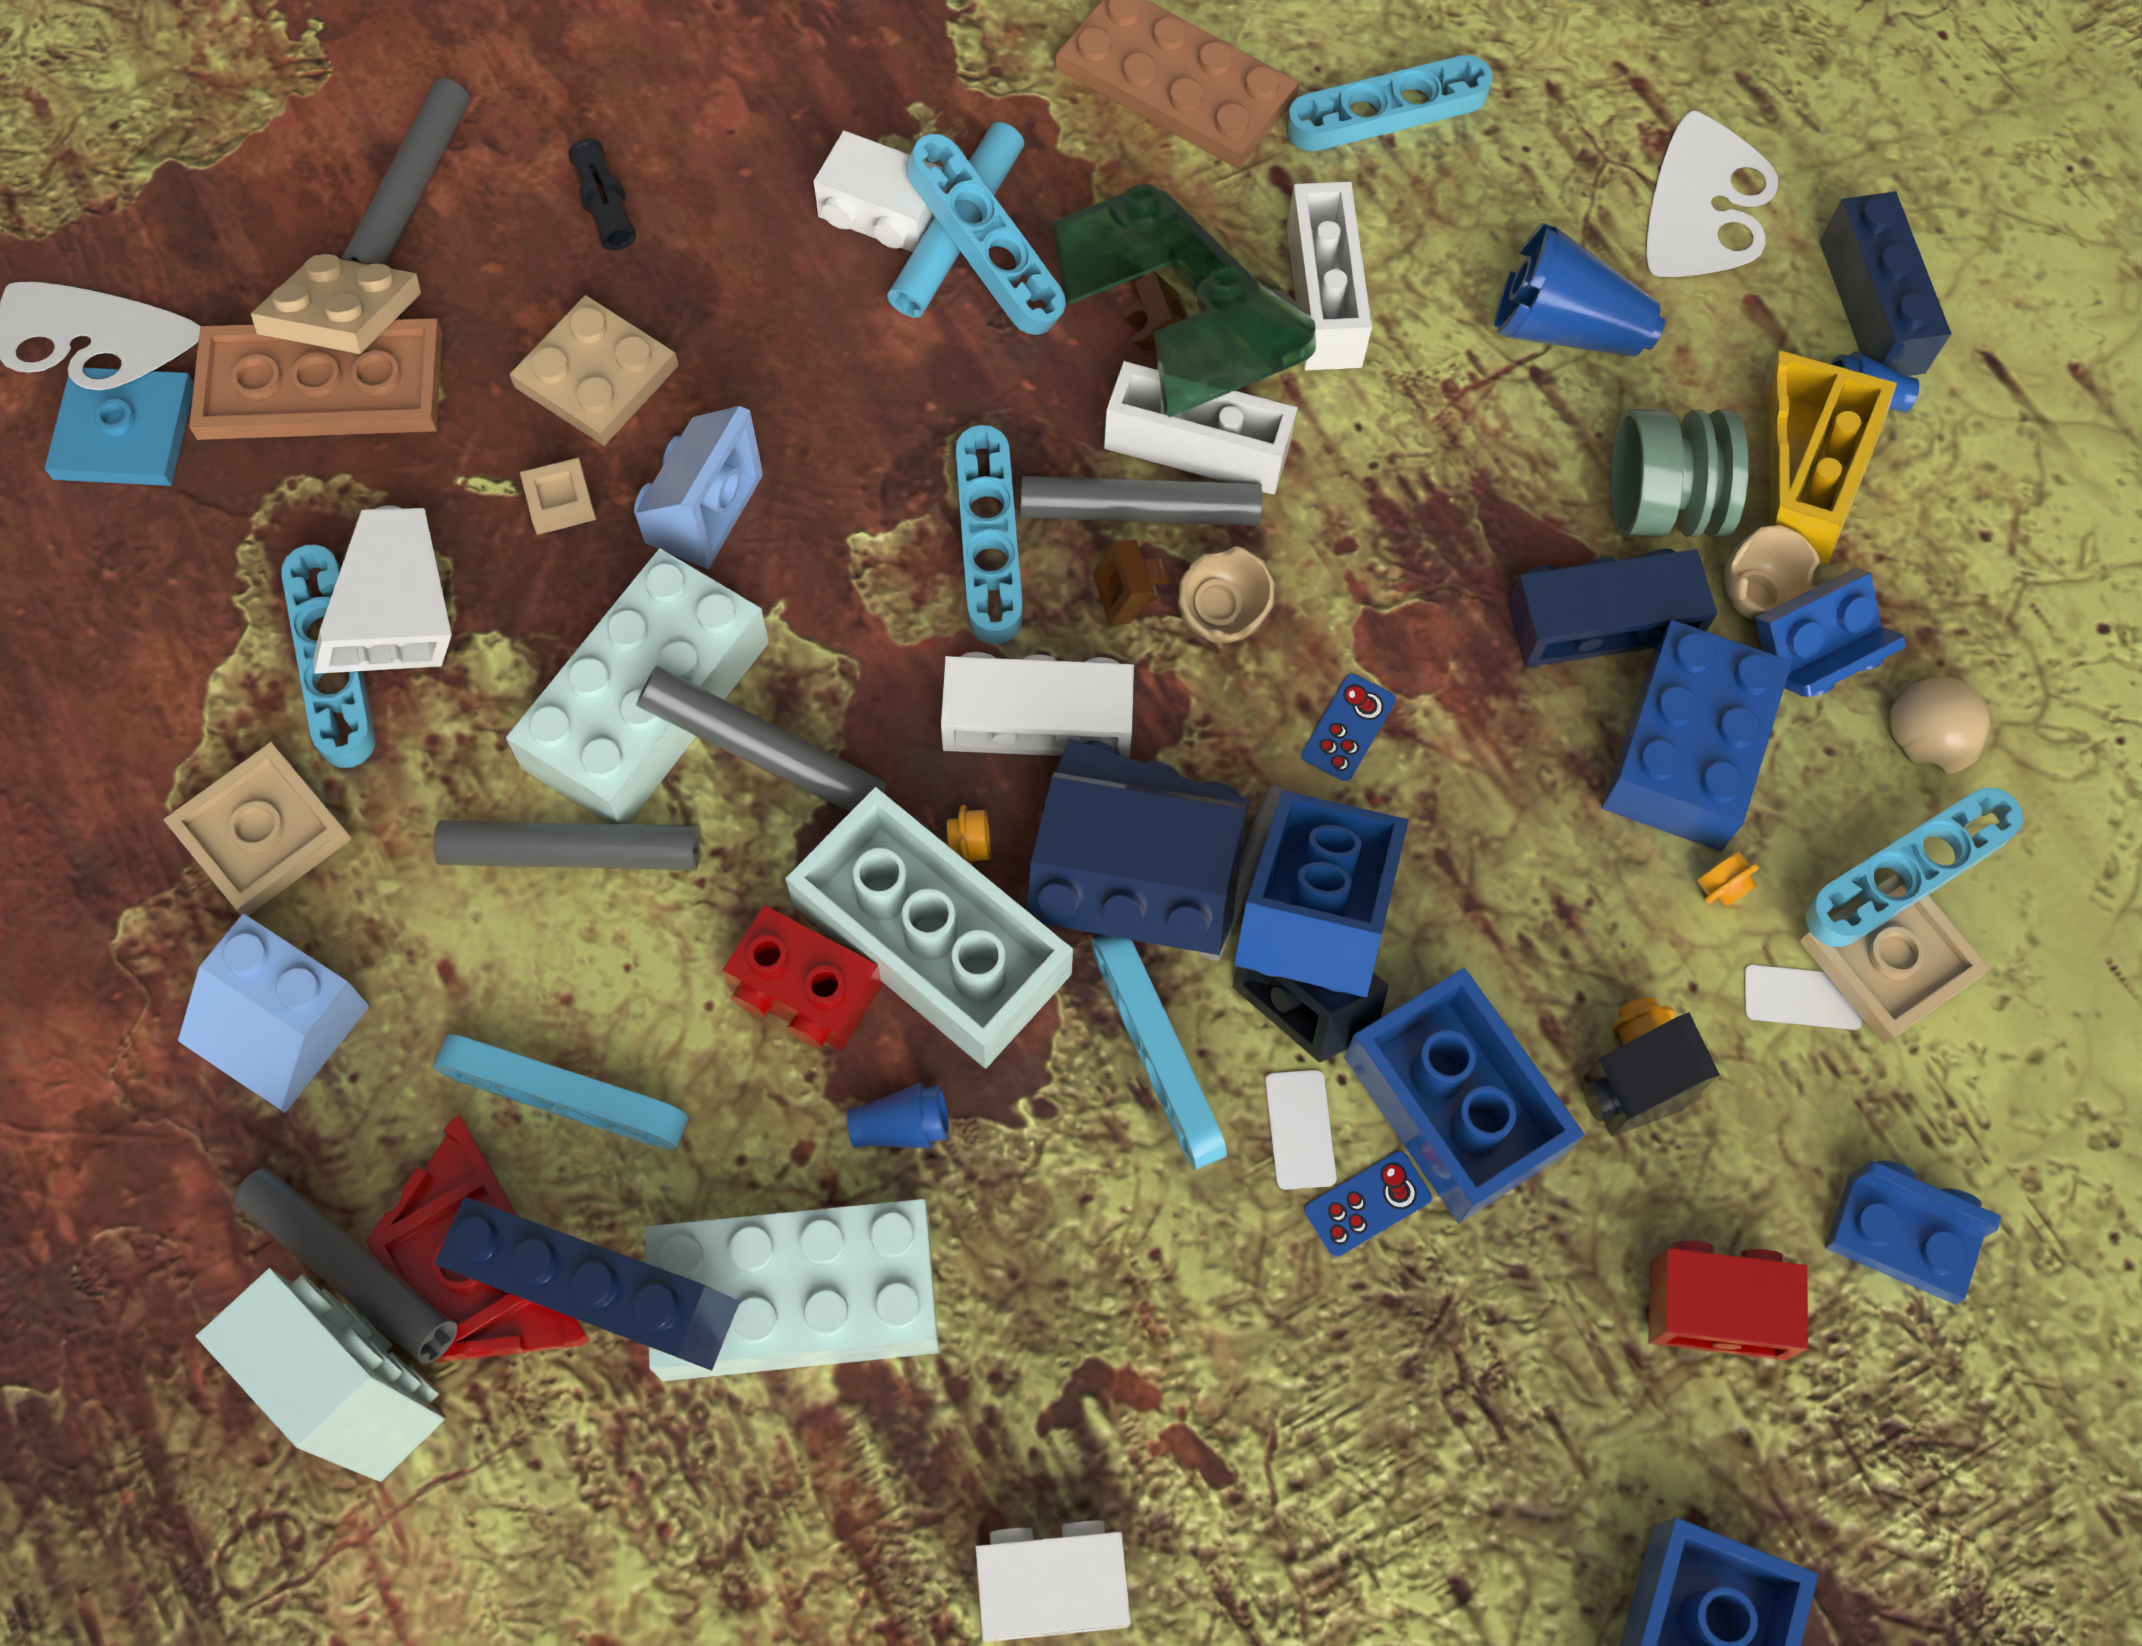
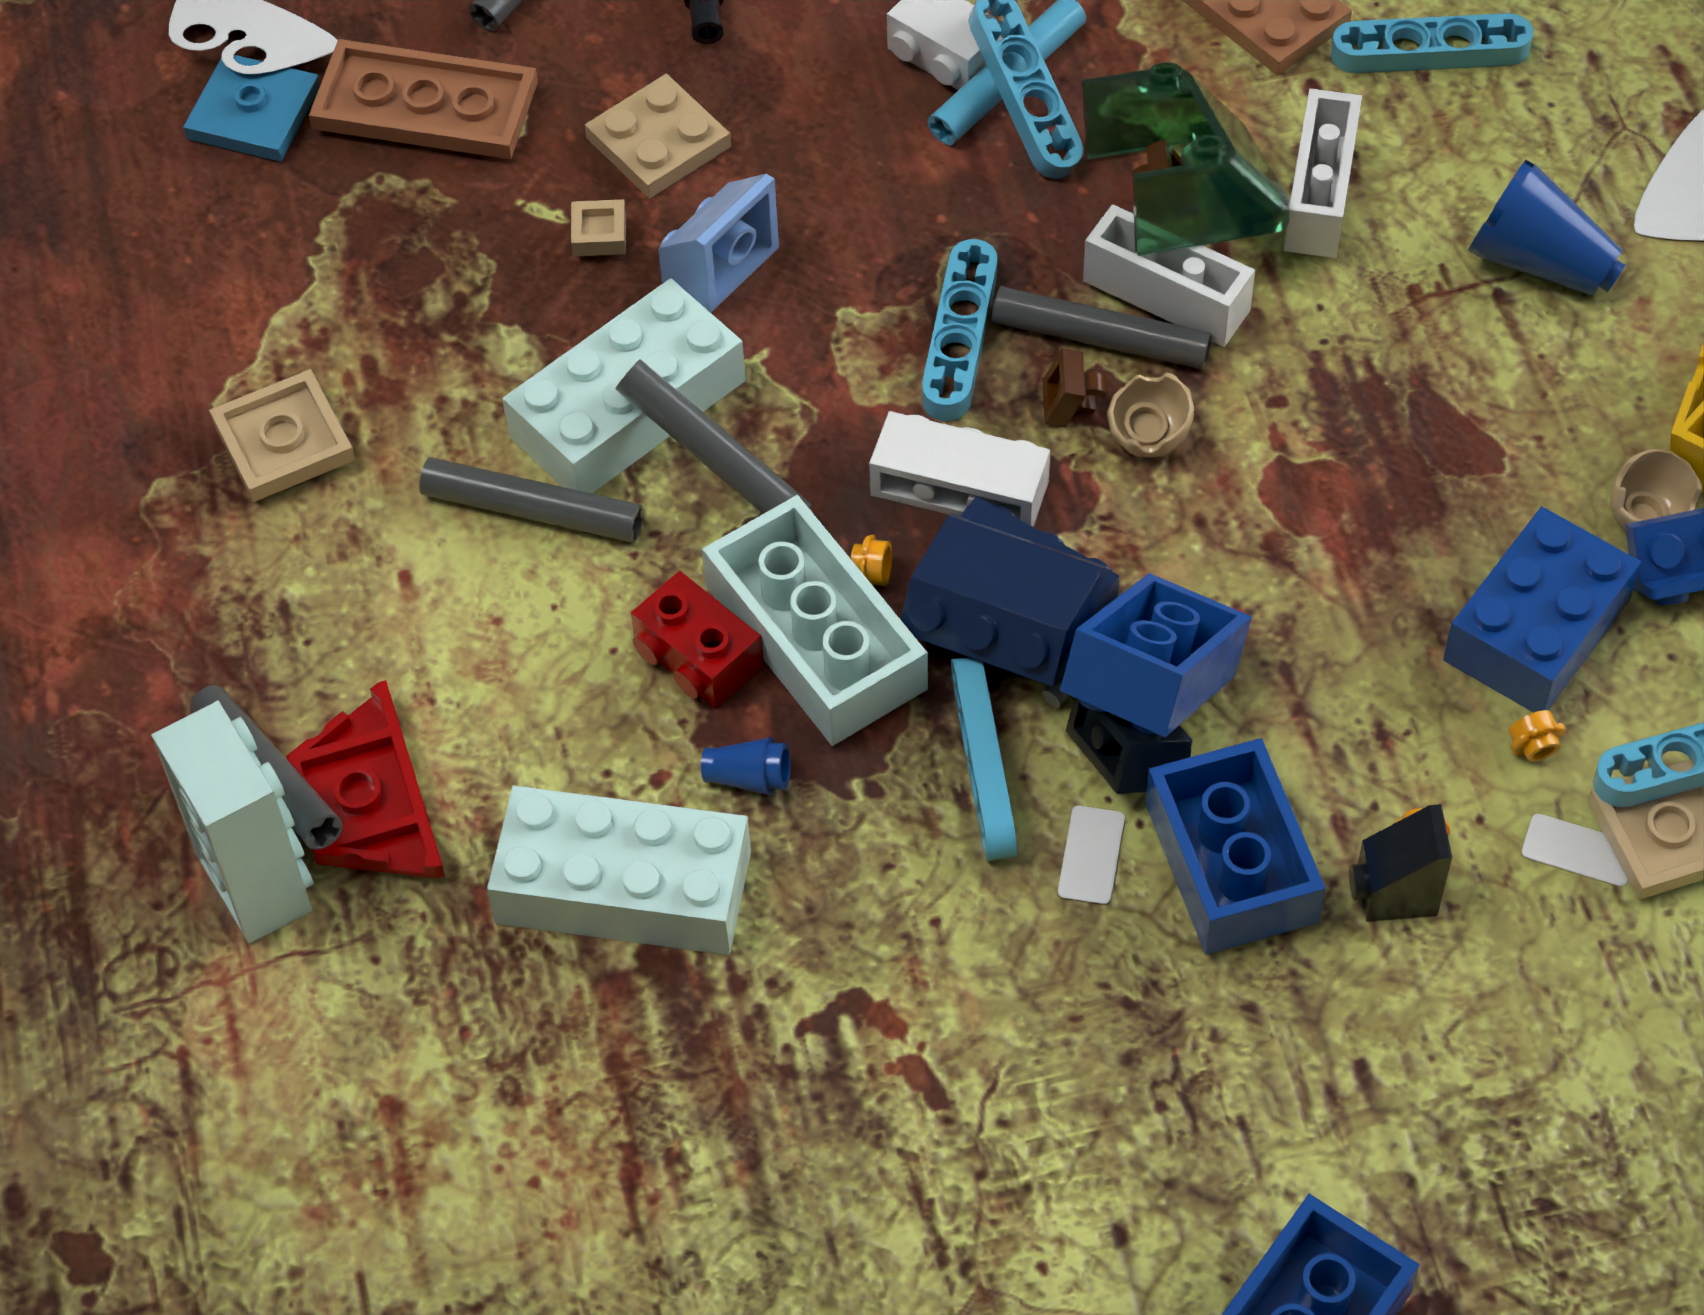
camera: 20 degrees right, 10 degrees down
(267, 1013) = (254, 572): light blue slope -> none
(336, 303) = (455, 40): tan plate -> none
(353, 698) = (369, 315): medium azure beam -> none
(386, 598) = (433, 277): white slope -> none
(561, 1092) = (474, 683): medium azure beam -> none
(588, 1282) = (456, 806): dark blue brick -> none
(1052, 1583) = (769, 1138): white brick -> none
(1348, 727) = (1233, 548): blue sticker -> none
(1368, 1204) = (1132, 925): blue sticker -> none
(1608, 605) = (1493, 490): dark blue brick -> none
(1678, 473) = (1591, 391): sand green wheel -> none
(1728, 1302) = (1418, 1059): red brick -> none
(1911, 1229) = (1611, 1047): blue bracket -> none

